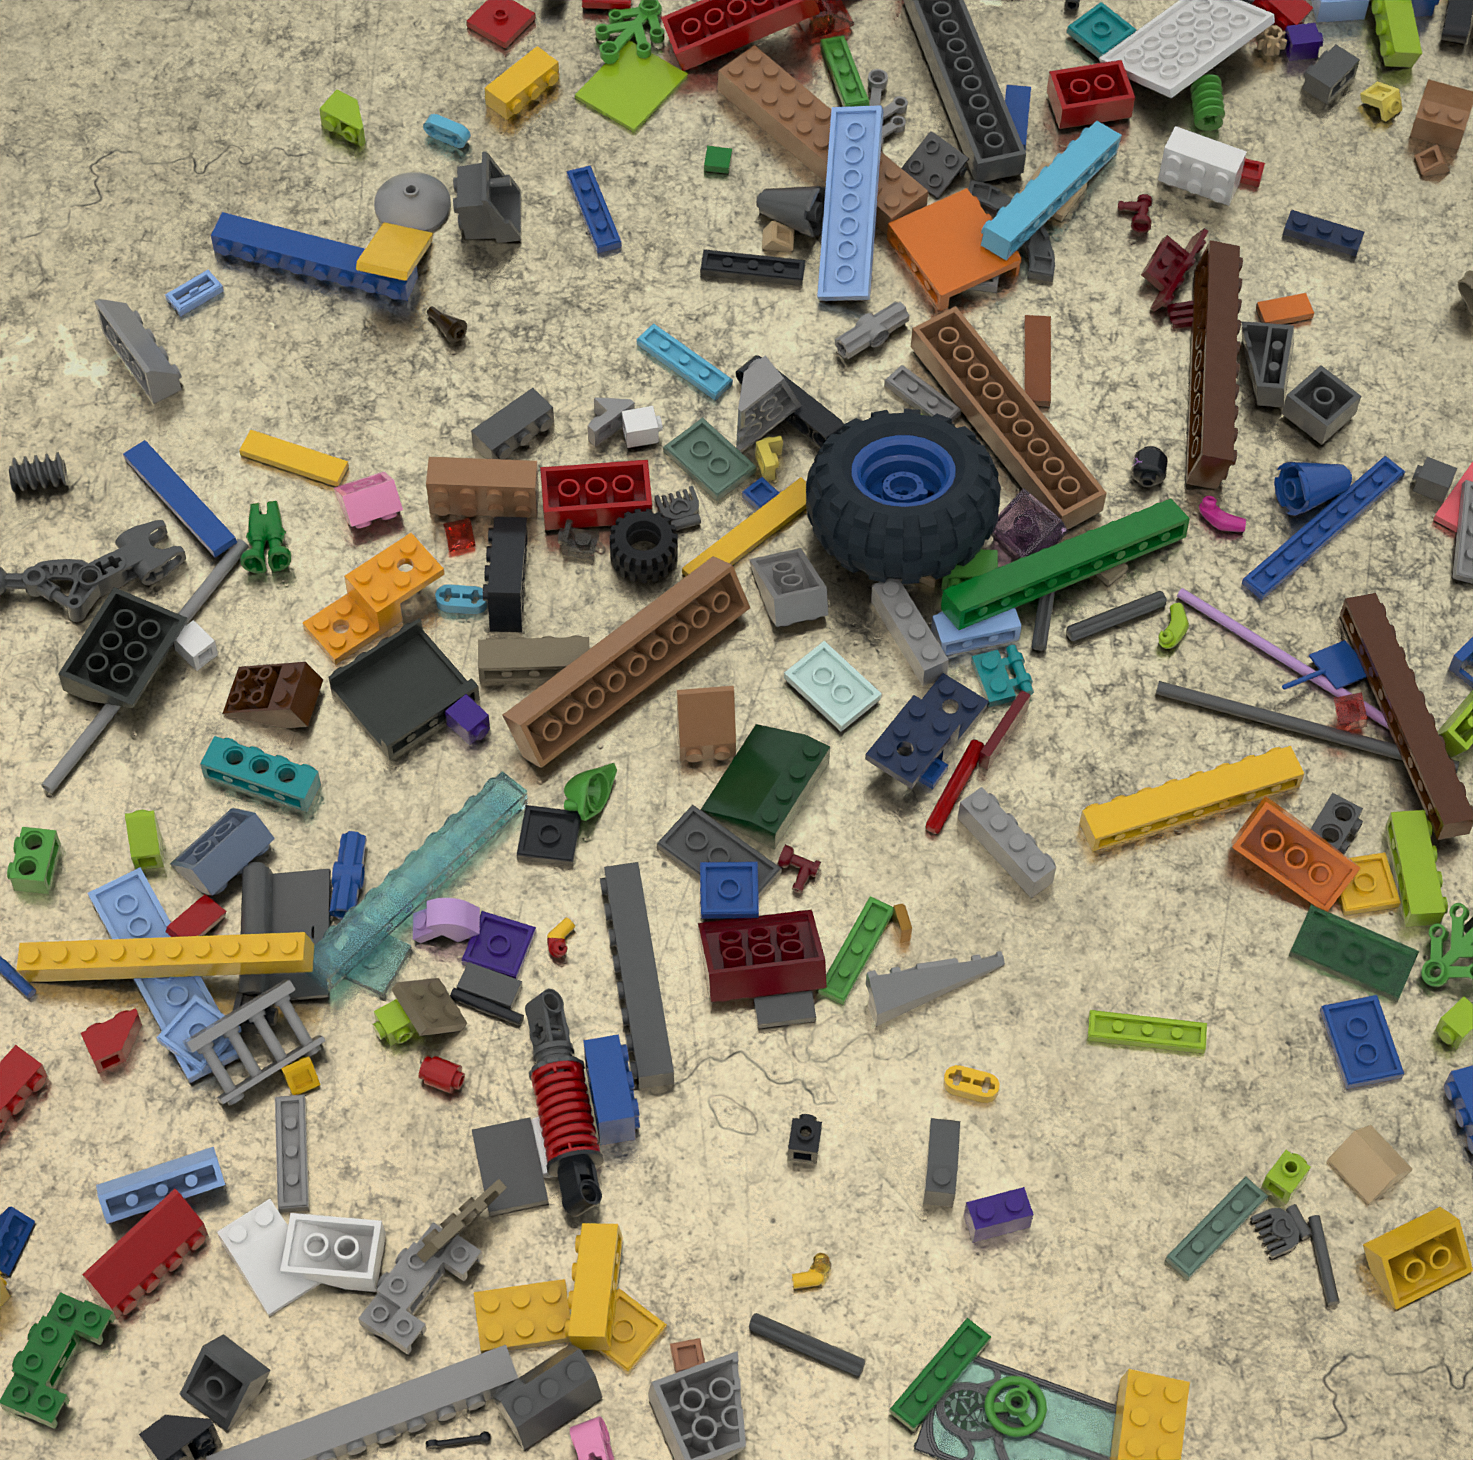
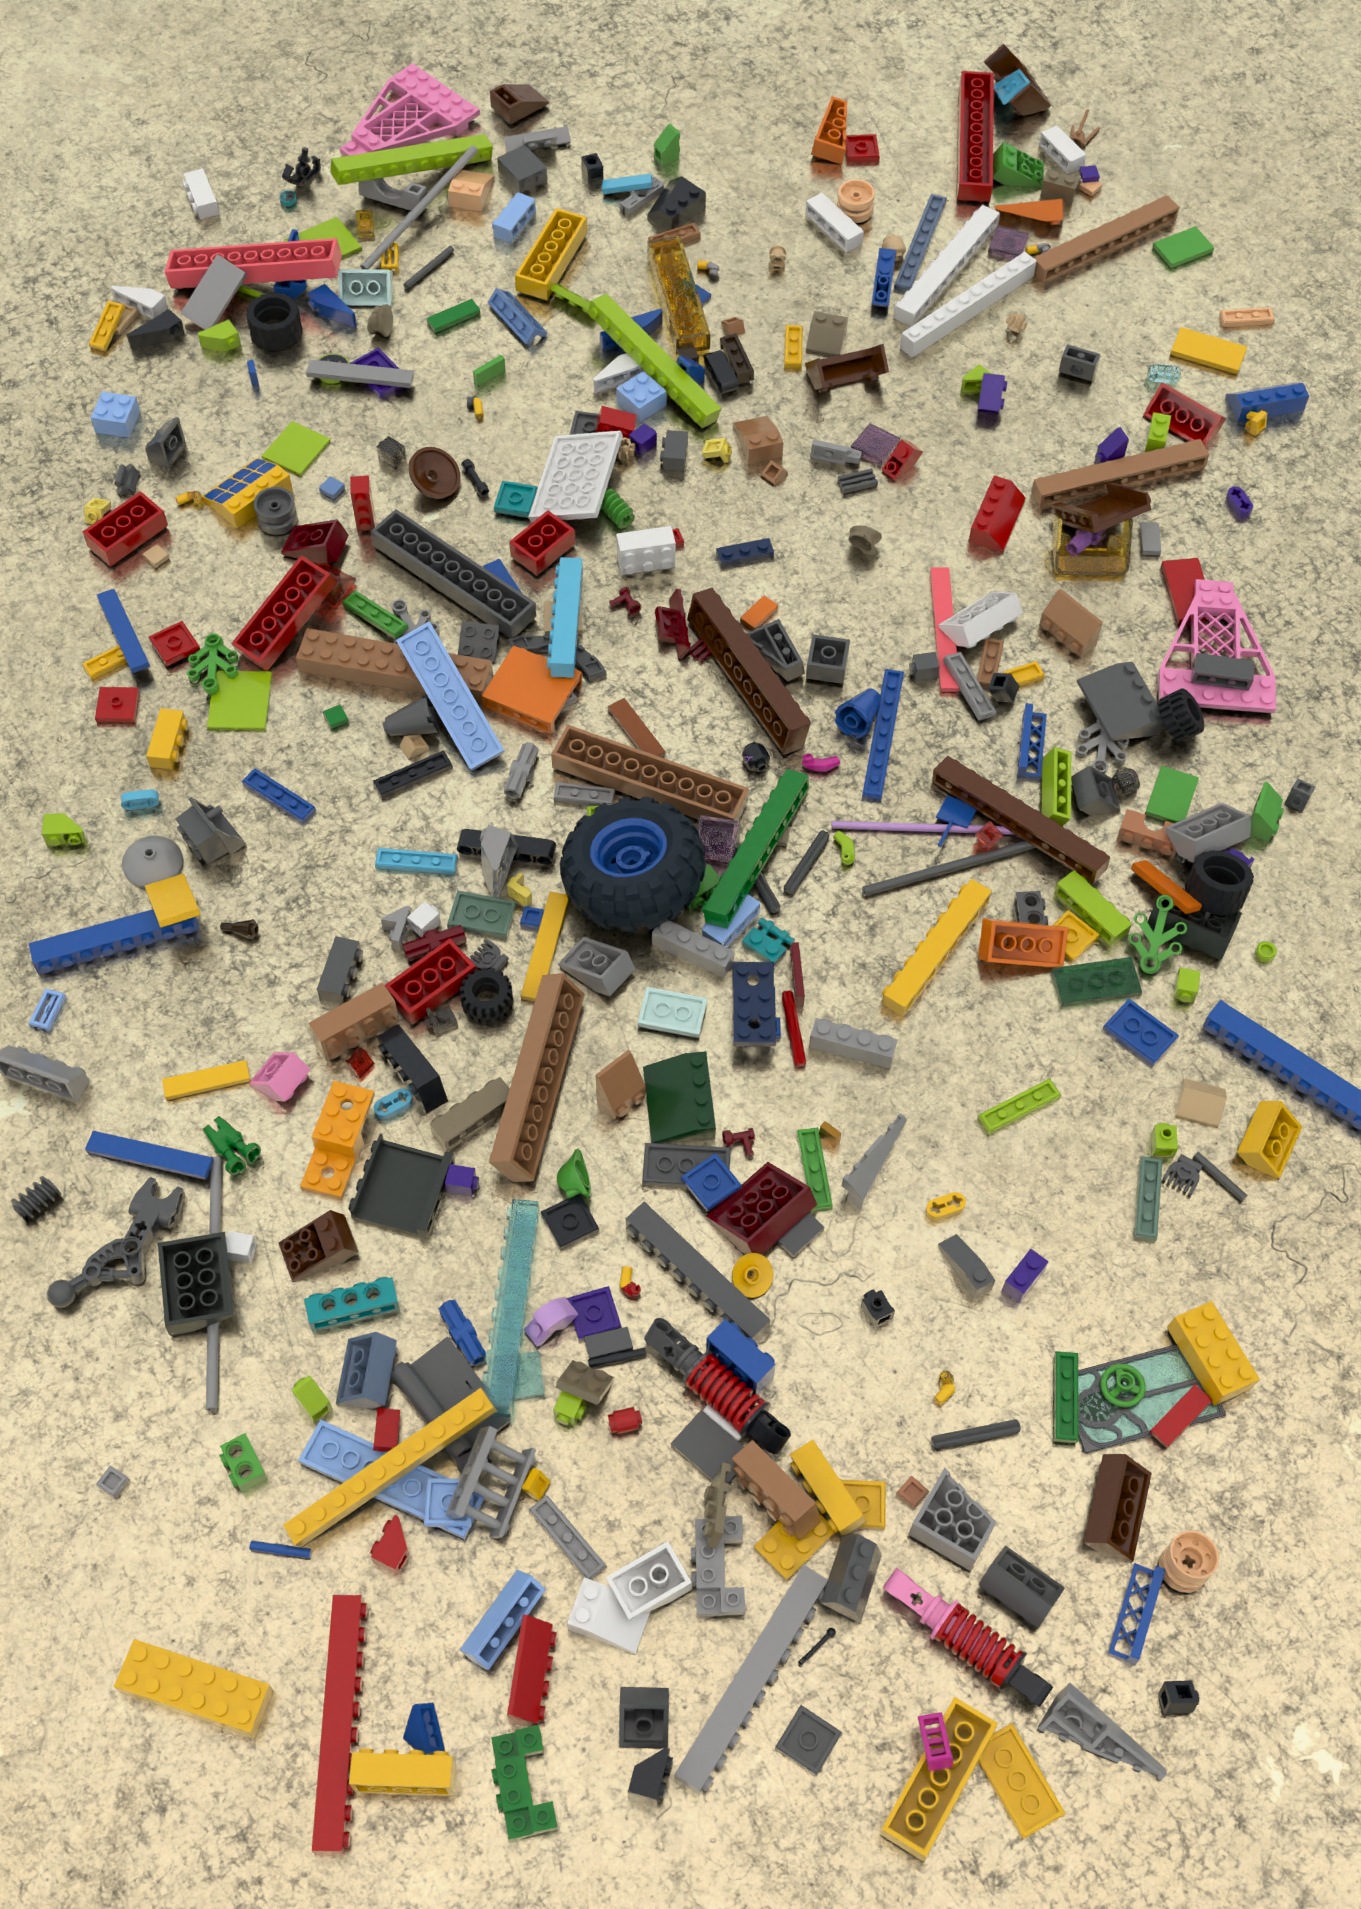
camera: 35 degrees left, 0 degrees up
(531, 1248) = (775, 1490): none -> medium nougat brick
(609, 451) = (431, 940): none -> dark red piece
(698, 1029) = (761, 1274): none -> yellow dish

